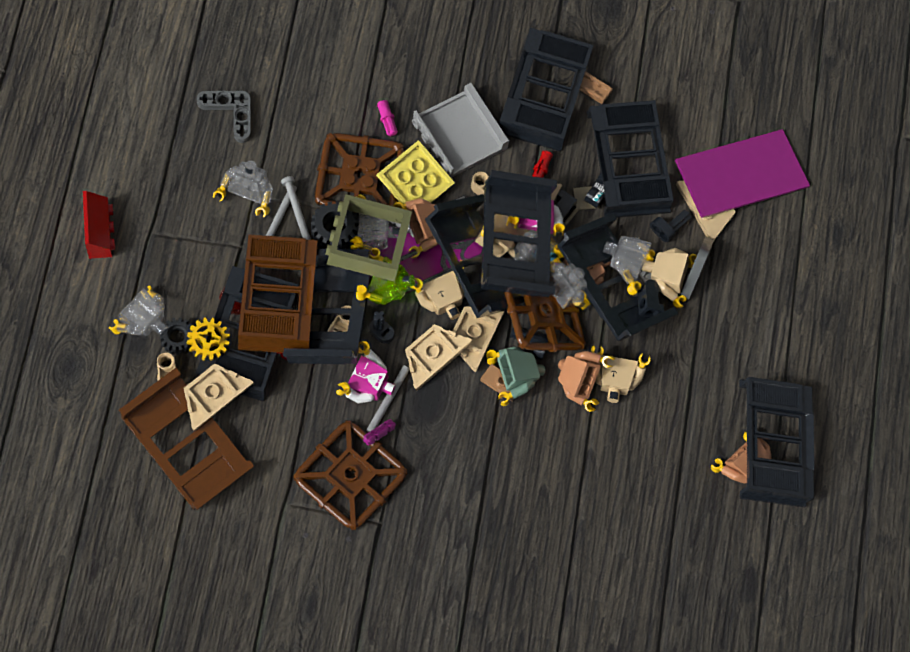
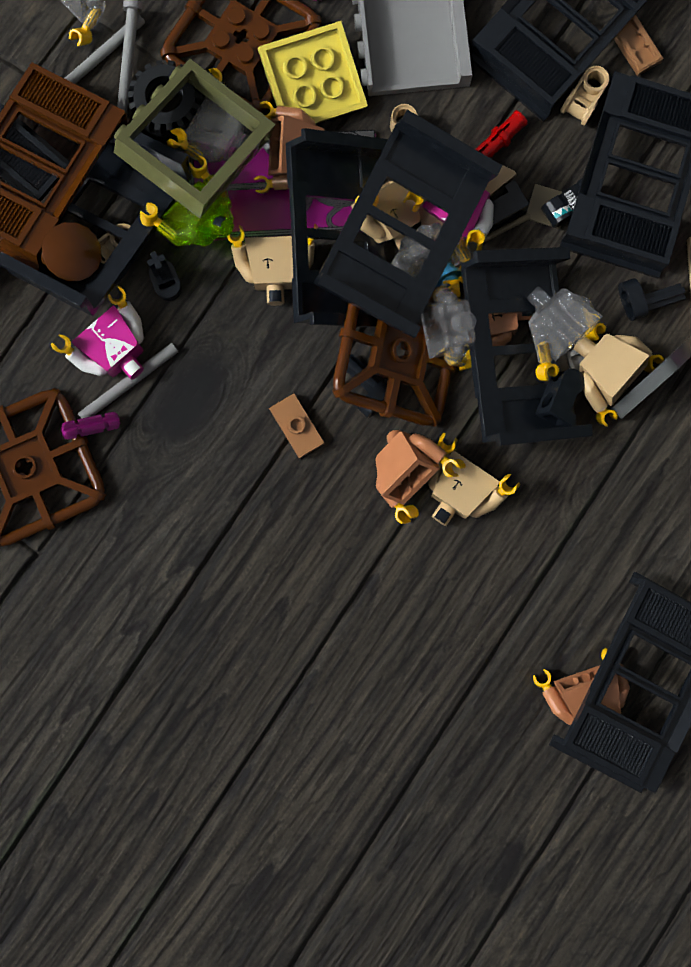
camera: 30 degrees right, 15 degrees up
(327, 331) = (71, 252): none -> reddish brown dish
(433, 352) = (219, 343): tan wing -> none
(481, 333) = (286, 346): tan wing -> none
(518, 371) = (322, 422): sand green torso -> none
(579, 128) = (584, 98): none -> tan piece

